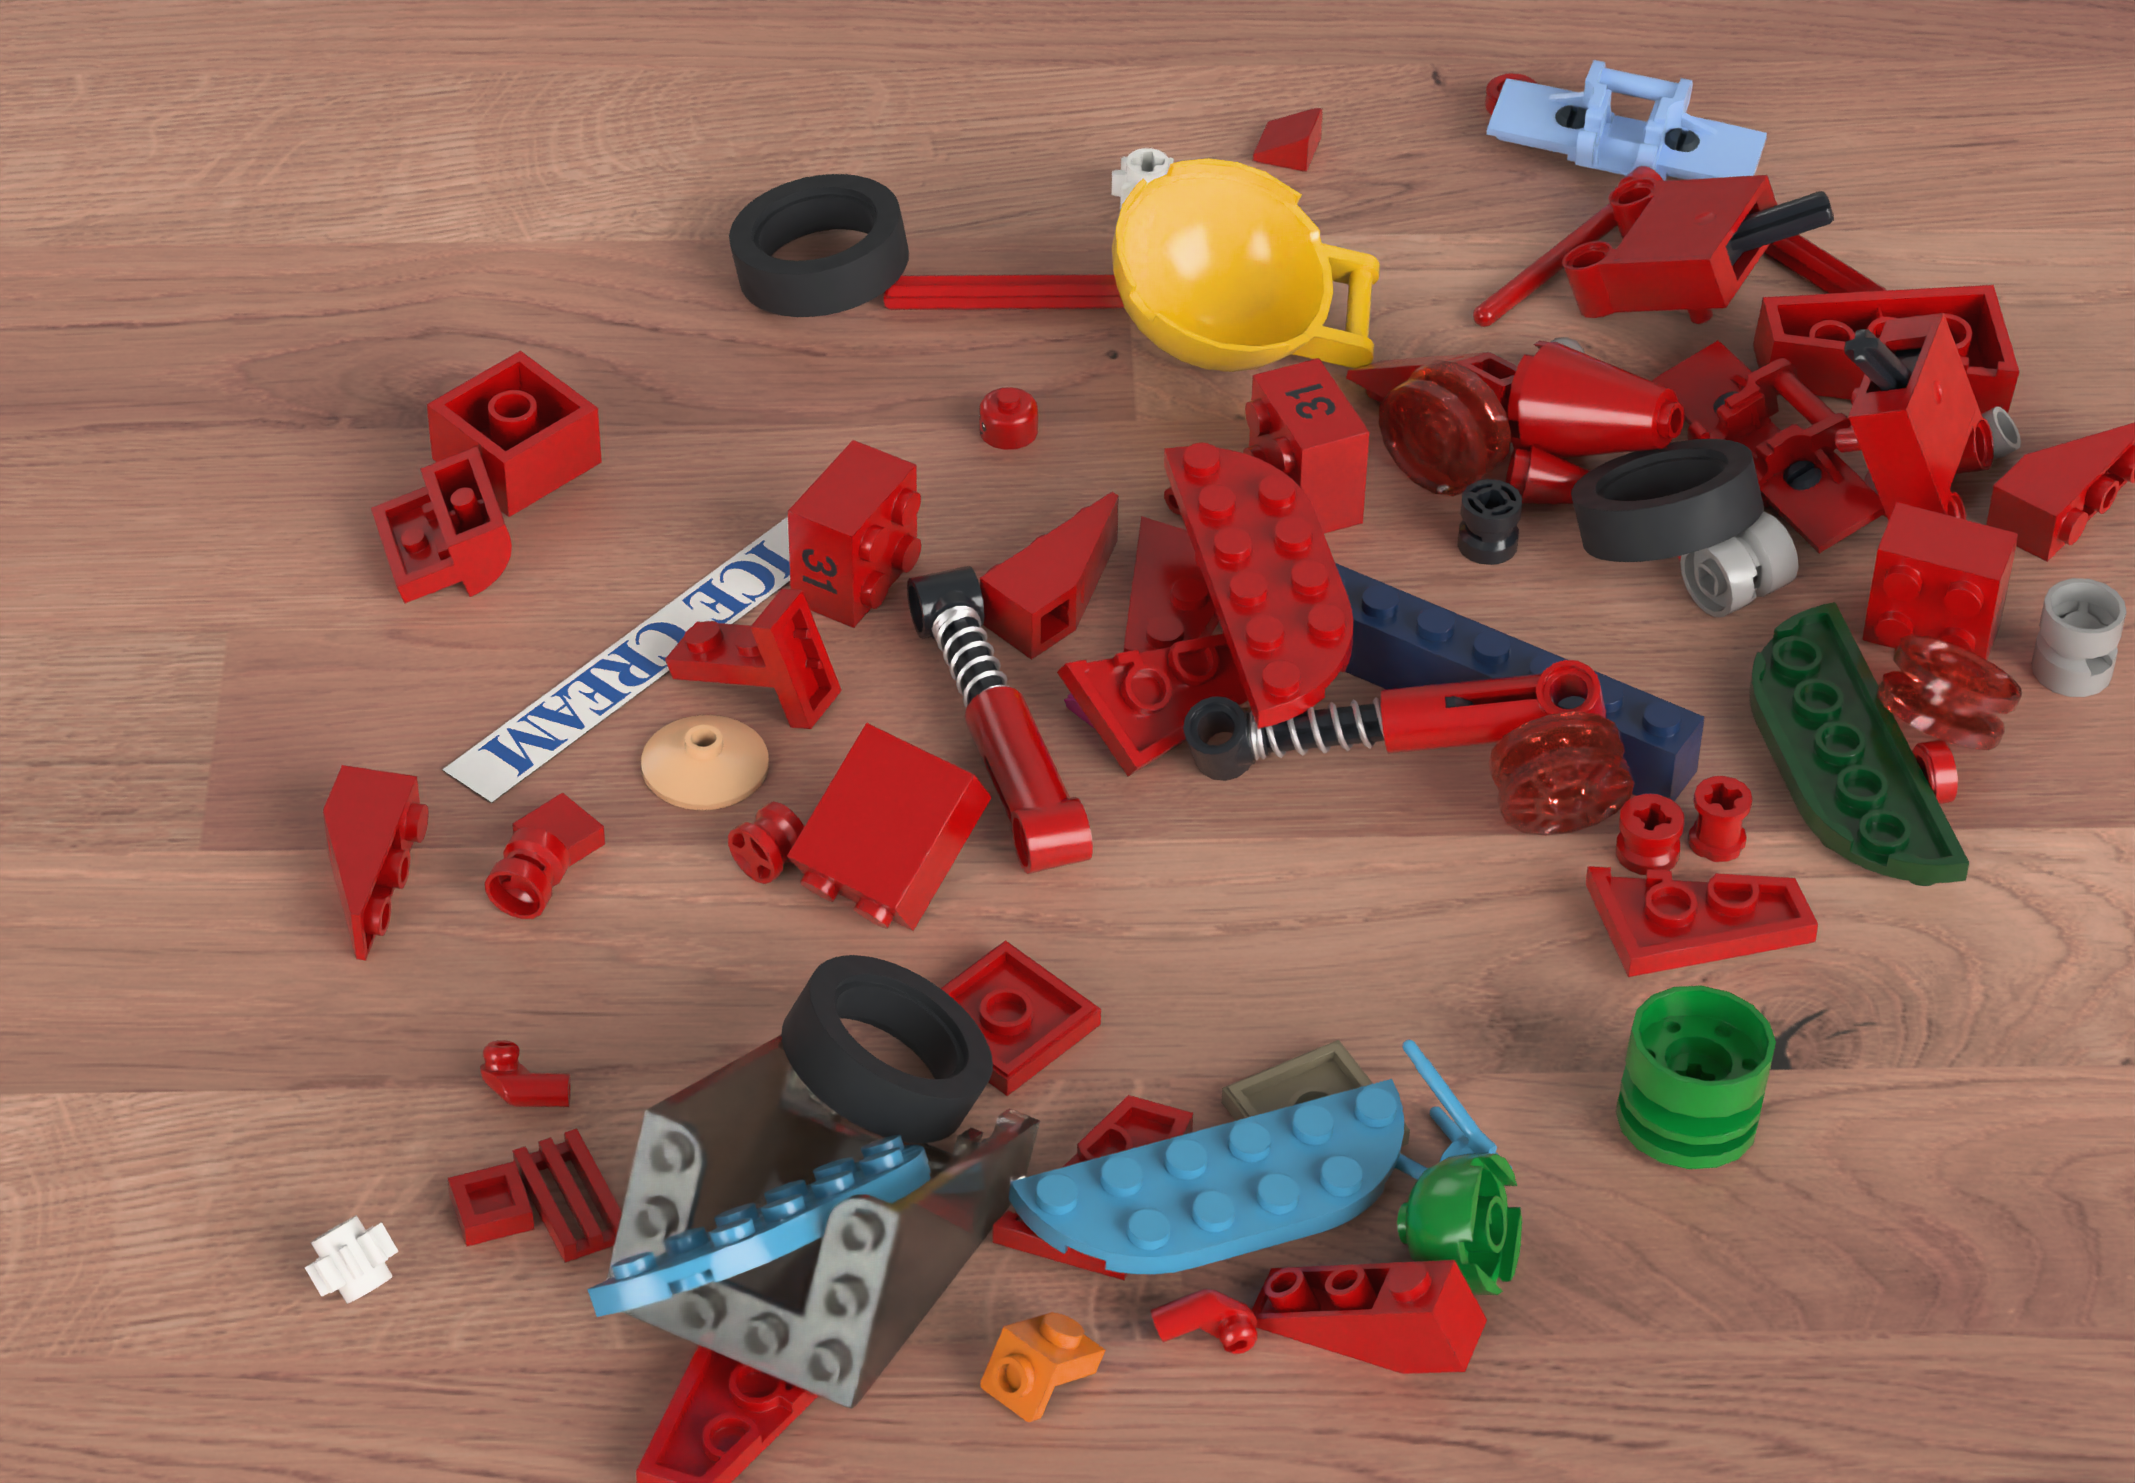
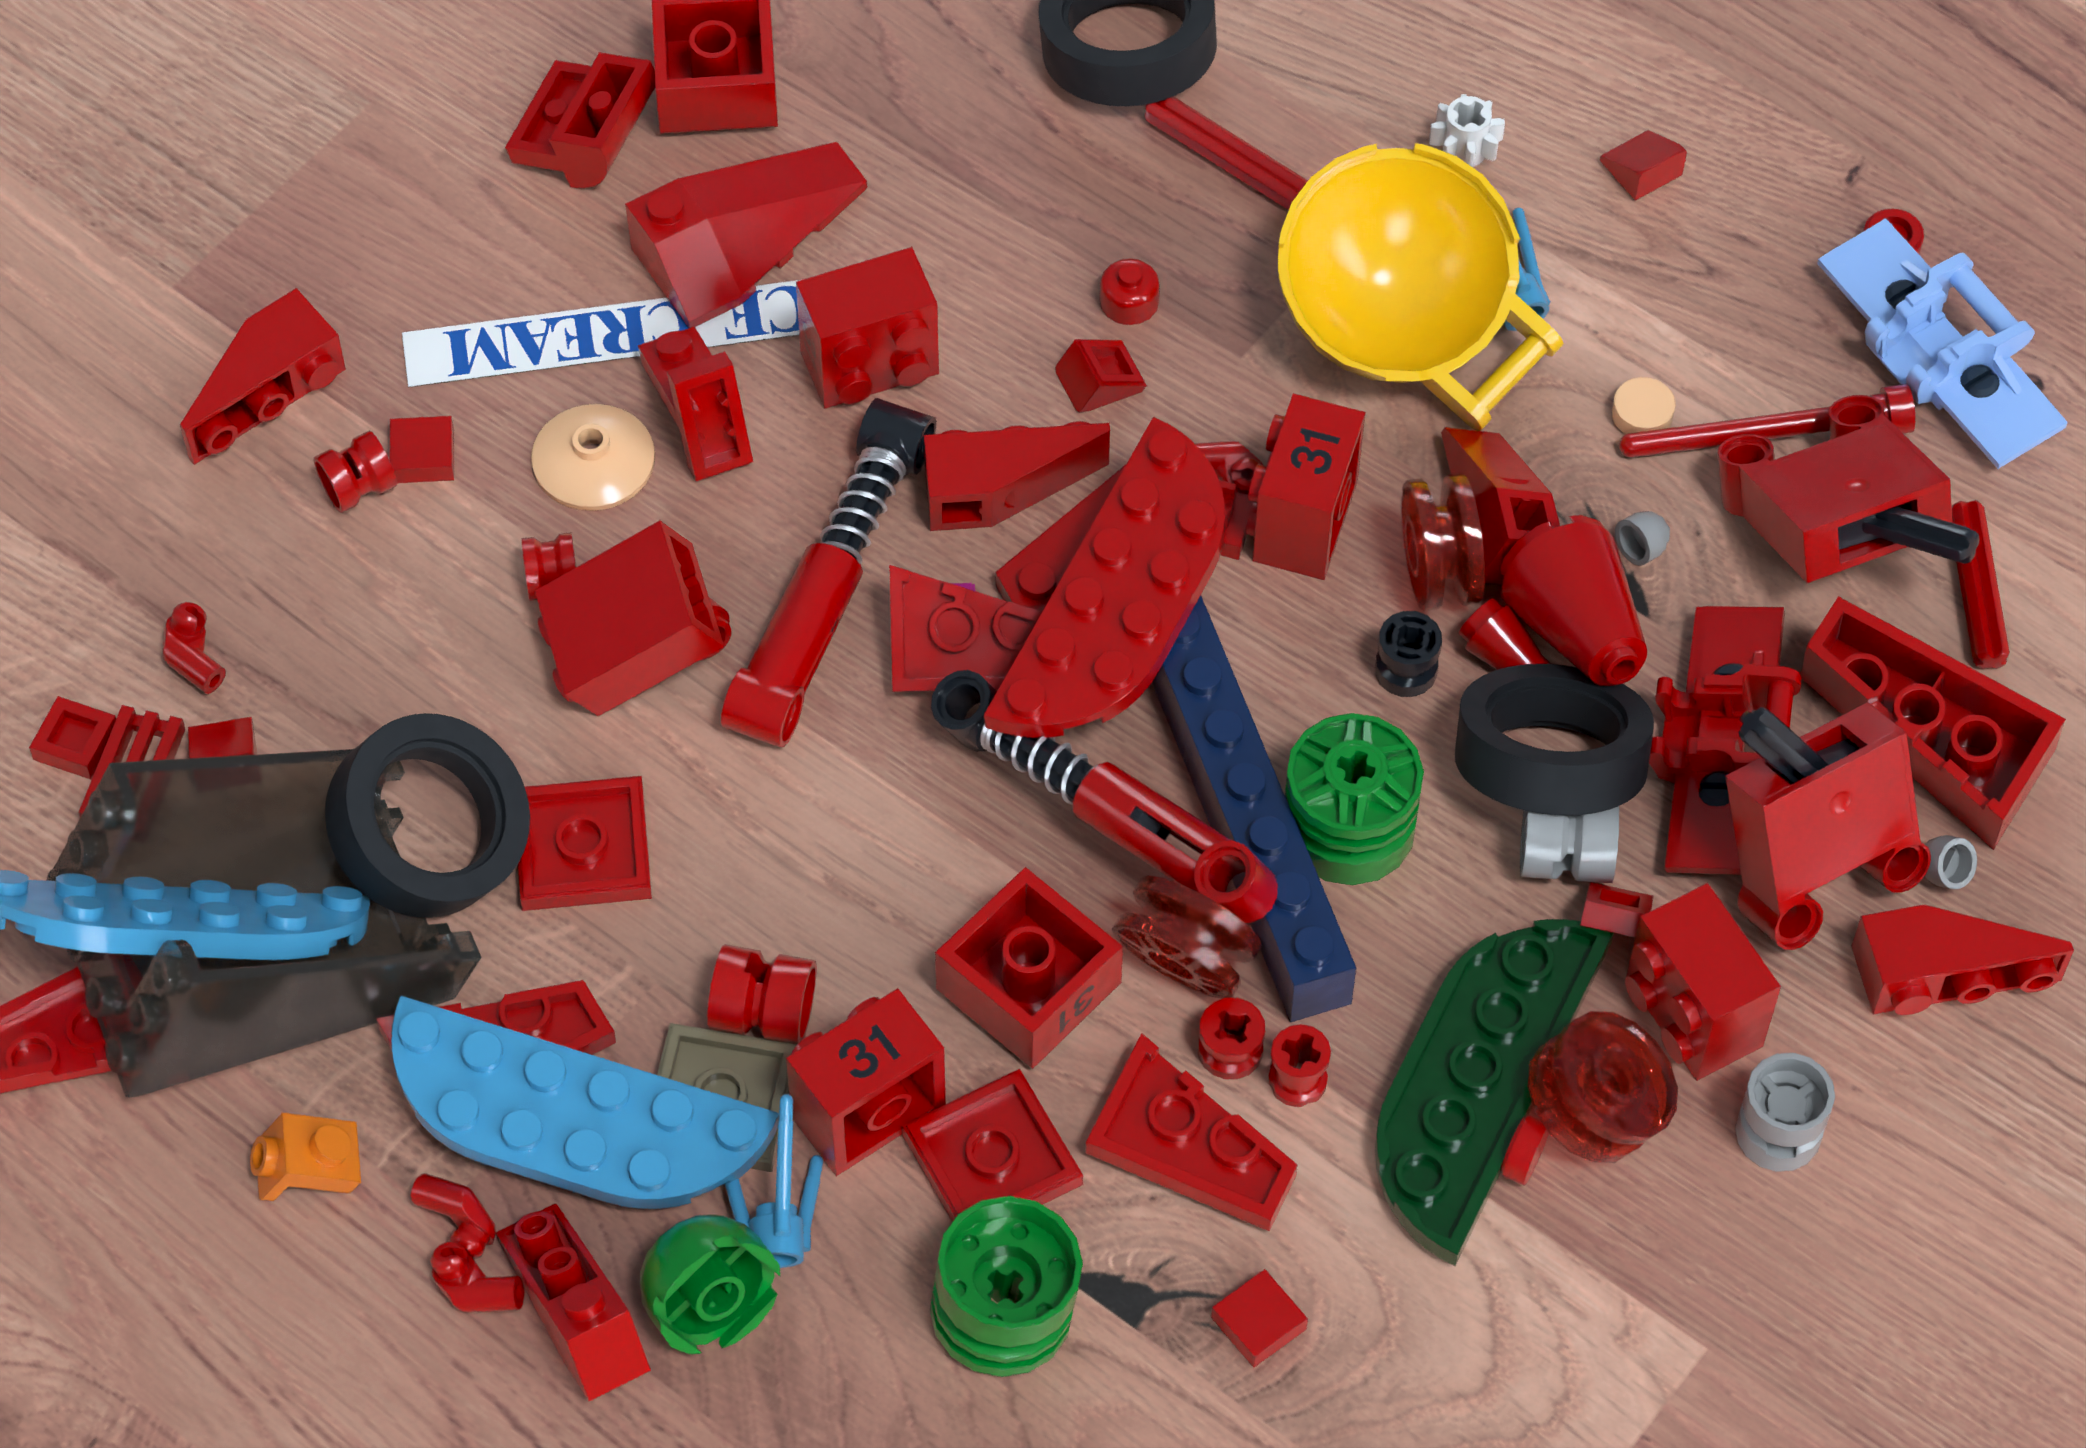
camera: 40 degrees right, 15 degrees up
(619, 1132) = (222, 739): none -> red slope
(648, 545) = (727, 227): none -> red wedge
(1044, 486) = (1098, 373): none -> red slope
(1272, 1366) = (468, 1285): none -> red arm
(1289, 1014) = (761, 994): none -> red wheel
(1435, 1003) = (865, 1080): none -> red brick
(1463, 871) = (1028, 967): none -> red brick
(1465, 287) = (1643, 406): none -> light nougat tile
(1561, 1023) = (992, 1147): none -> red tile
(1573, 605) = (1361, 827): none -> green wheel
(1819, 591) = (1614, 909): none -> red tile
(1873, 1000) = (1259, 1318): none -> red tile

